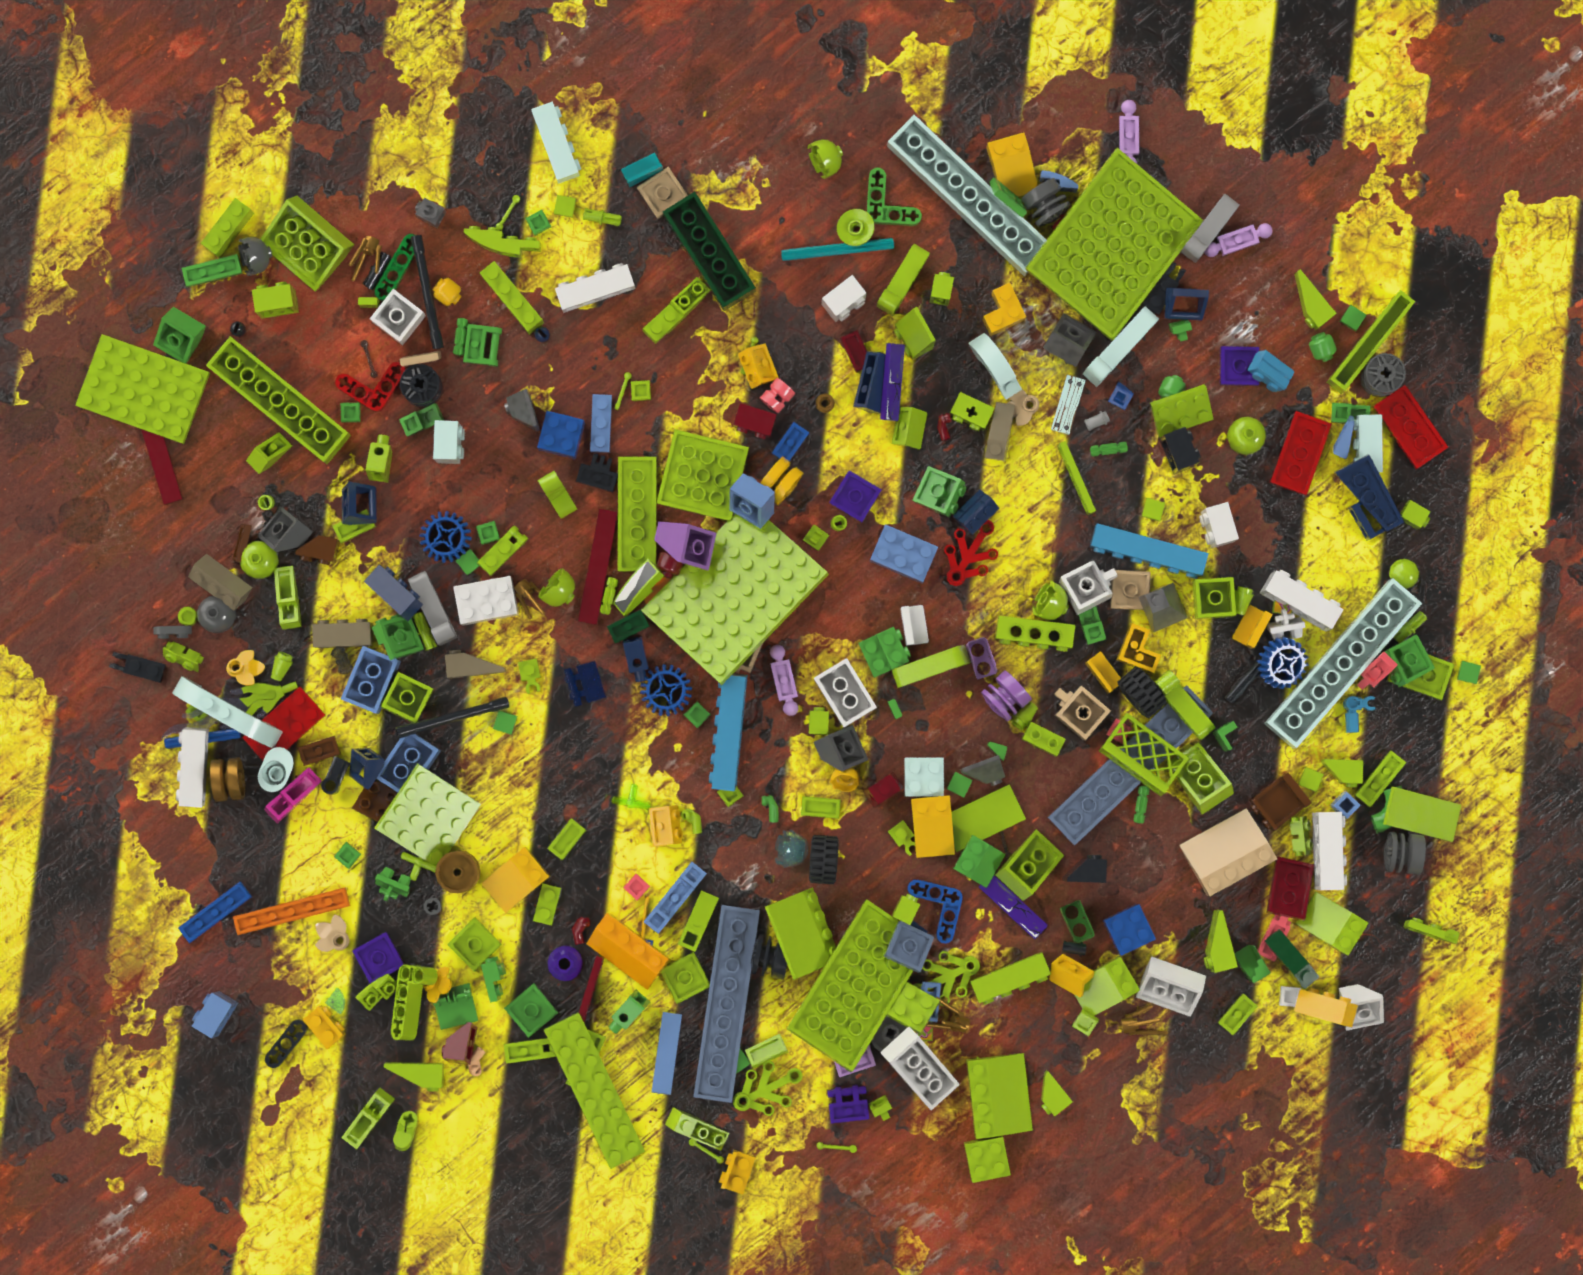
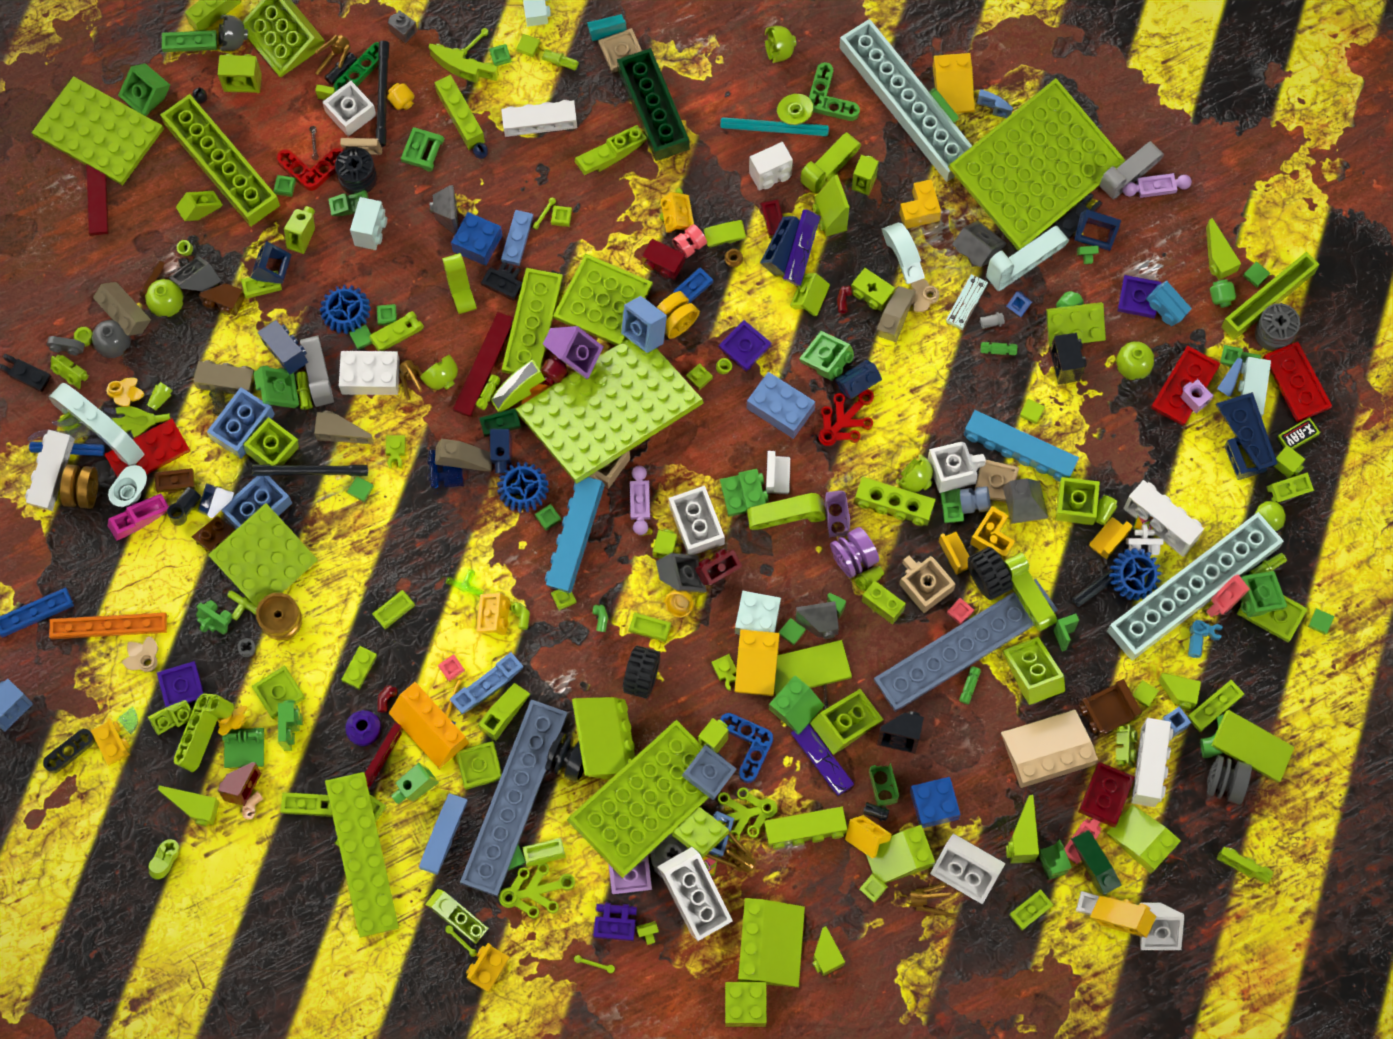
camera: 15 degrees right, 15 degrees down
(287, 597) = (181, 336): lime slope -> none
(347, 855) = (176, 583): bright green tile -> none
(368, 1118) = (130, 839): lime slope -> none
(460, 336) = (403, 138): bright green axle -> none
(515, 879) = (334, 636): yellow slope -> none
(531, 1010) = (318, 766): bright green tile -> none
(600, 671) = (462, 455): none -> dark tan slope
(791, 849) = (612, 658): clear light blue cone -> none
(811, 379) = (725, 232): none -> lime slope
(875, 736) = (718, 567): none -> dark red brick
(883, 789) = (715, 619): dark red torso -> none
(894, 709) = (742, 546): bright green tile -> none
(1045, 201) = (978, 116): dark grey wheel -> none
(1076, 478) = (962, 368): lime tile -> none
(1114, 617) = (975, 500): none -> sand blue wheel
(1129, 130) = (1070, 70): lavender plate -> none
(1137, 769) = (969, 645): lime fence -> none
(1218, 525) = (1093, 433): white brick -> none
(1322, 466) = (1196, 404): none -> lavender brick
(1419, 482) = (1299, 434): none -> tile
(1420, 542) = (1290, 487): none -> lime hinge

